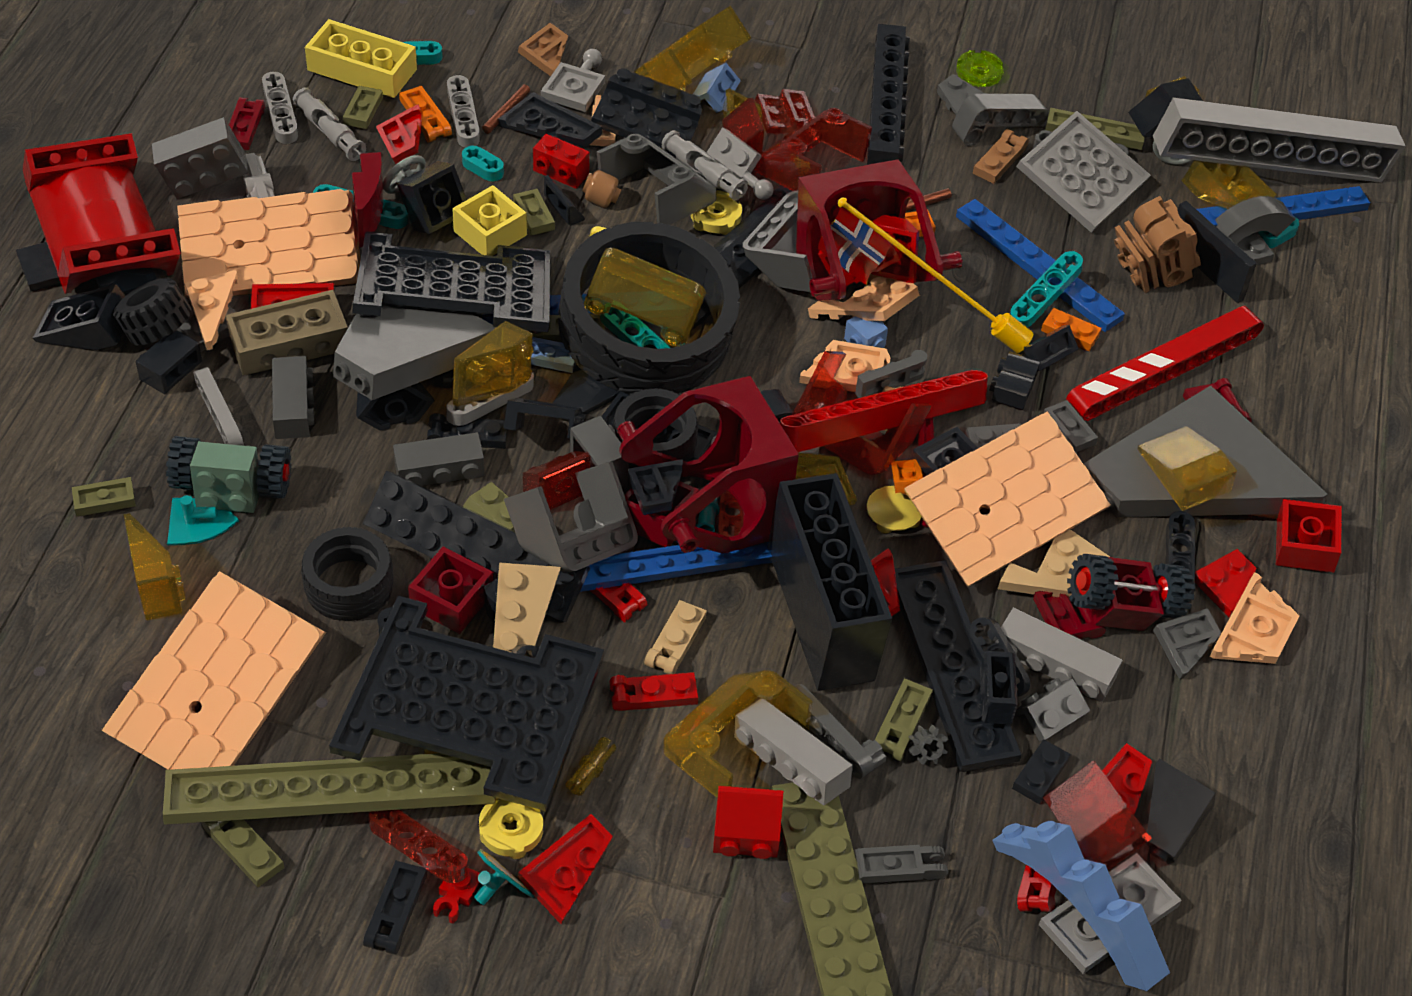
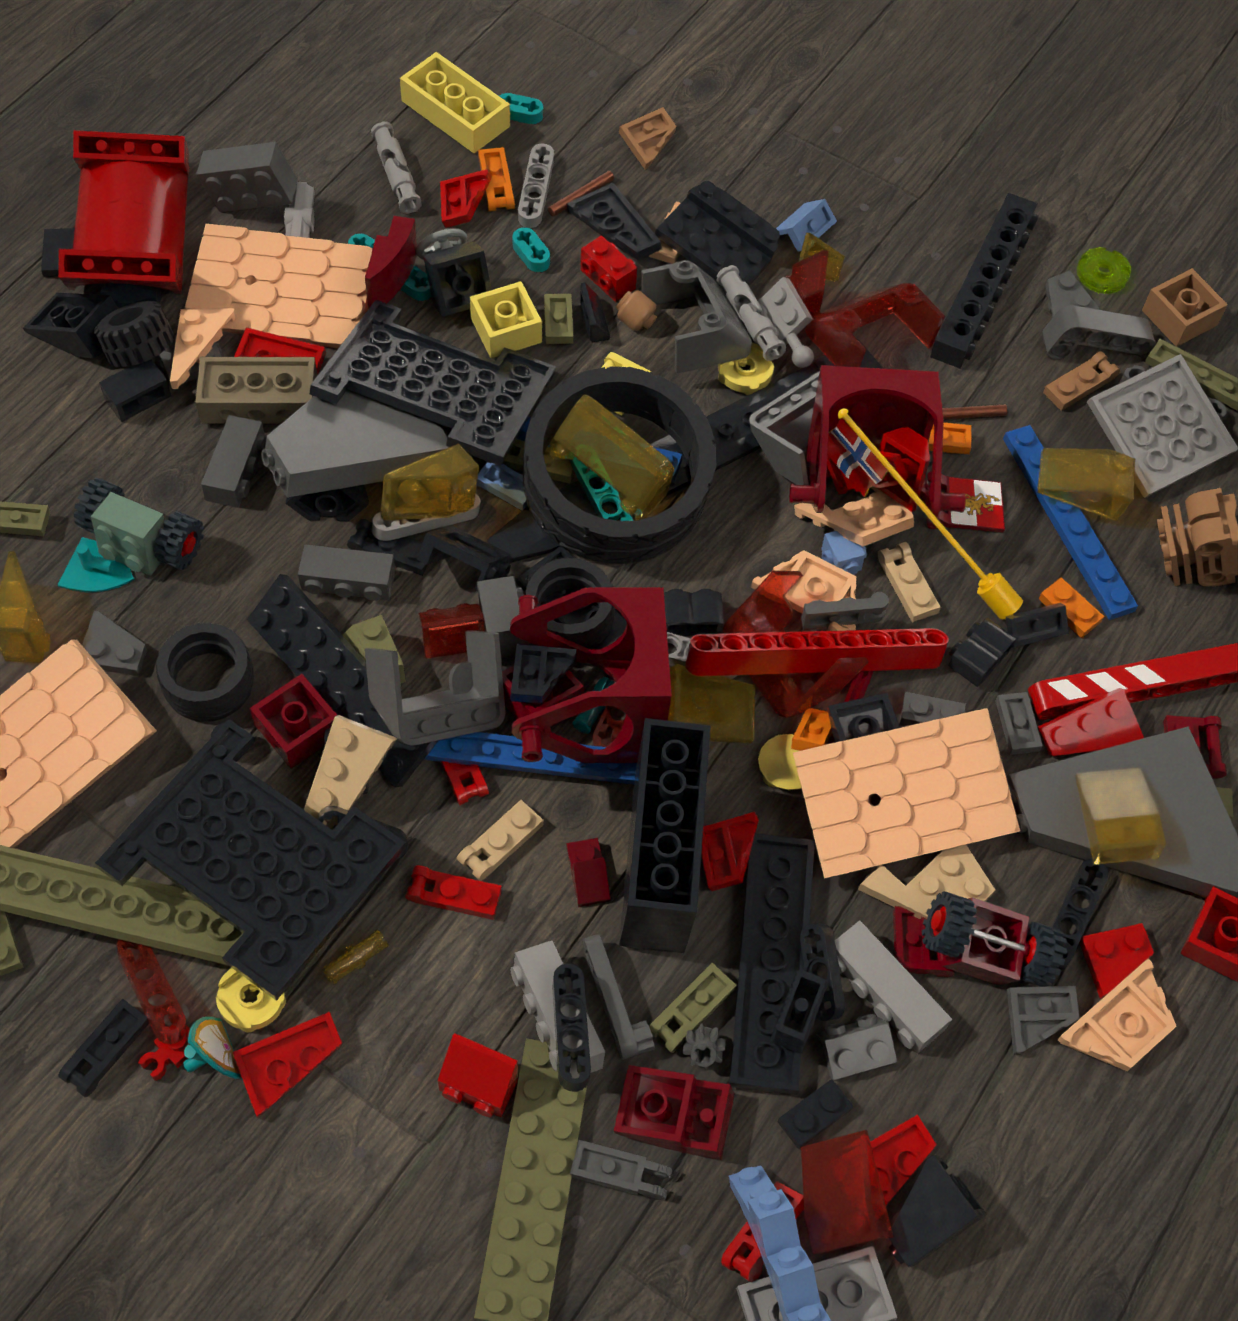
camera: 20 degrees right, 10 degrees up
(217, 407) = (160, 456): light grey beam -> none
(246, 120) = (315, 145): dark red plate -> none
(253, 575) = (113, 646): none -> dark grey wing
(280, 107) = (357, 136): light grey beam -> none
(362, 107) = (437, 156): olive plate -> none
(575, 85) = (659, 184): light grey plate -> none
(697, 50) = (796, 179): clear yellow windscreen -> none
(697, 736) = (464, 959): clear yellow windscreen -> none
(764, 640) = (588, 872): none -> dark red slope
(785, 111) = (868, 268): clear red slope -> none
(820, 751) = (569, 1026): none -> black beam
(925, 803) = (675, 1111): none -> dark red slope
(938, 349) = (908, 582): none -> tan plate
(966, 278) = (982, 507): none -> flag
(1044, 225) = (1088, 479): none -> clear yellow slope
(1044, 288) = (1058, 552): teal beam -> none
(1060, 78) = (1184, 307): none -> medium nougat brick
(1130, 411) = (1092, 726): none -> red wing

